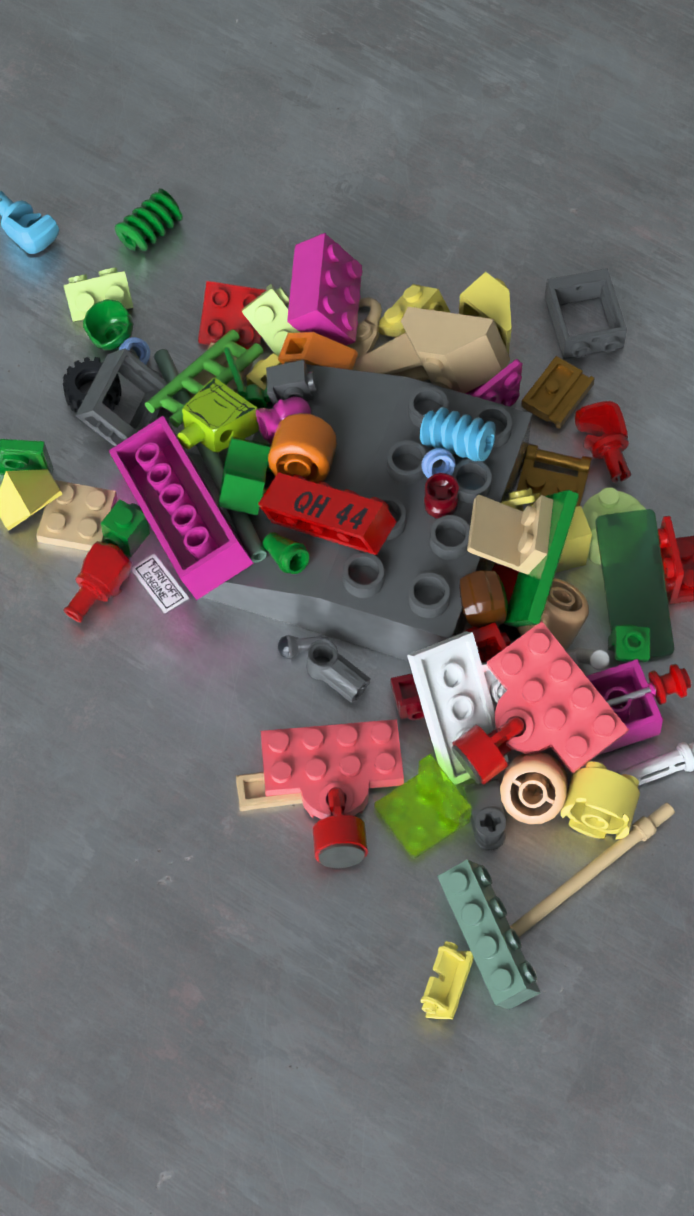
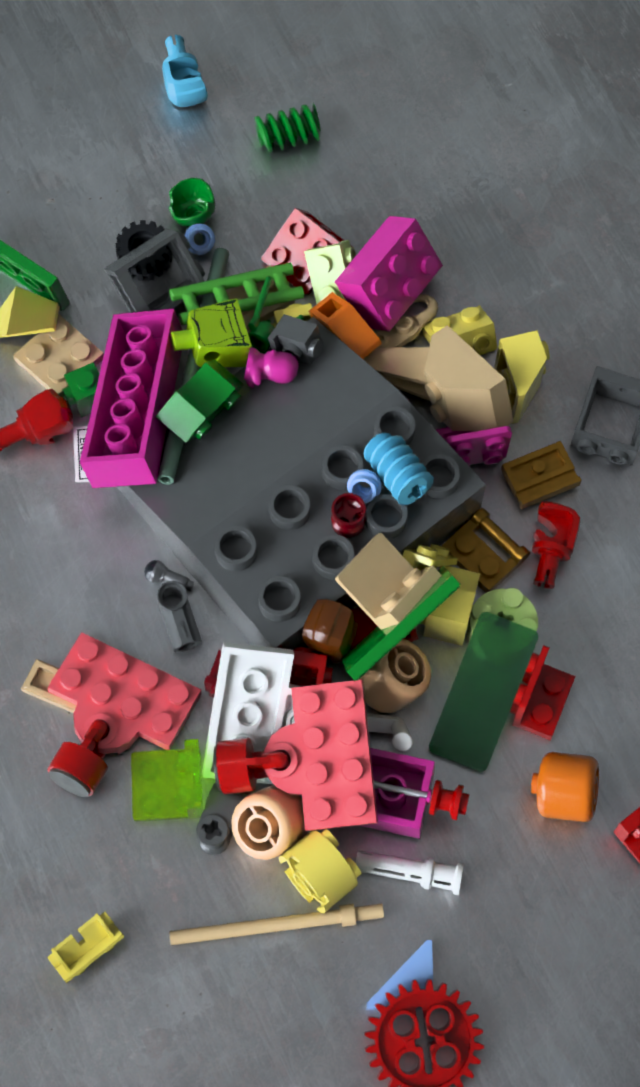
camera: 30 degrees right, 5 degrees up
(85, 292) = (214, 170): yellowish green bracket -> none
(287, 553) = (186, 490): green cone -> none
(303, 447) = (260, 406): orange head -> none
(328, 512) = (240, 476): red brick -> none
(489, 935) = (145, 928): sand green brick -> none
(630, 643) = (440, 743): green bracket -> none

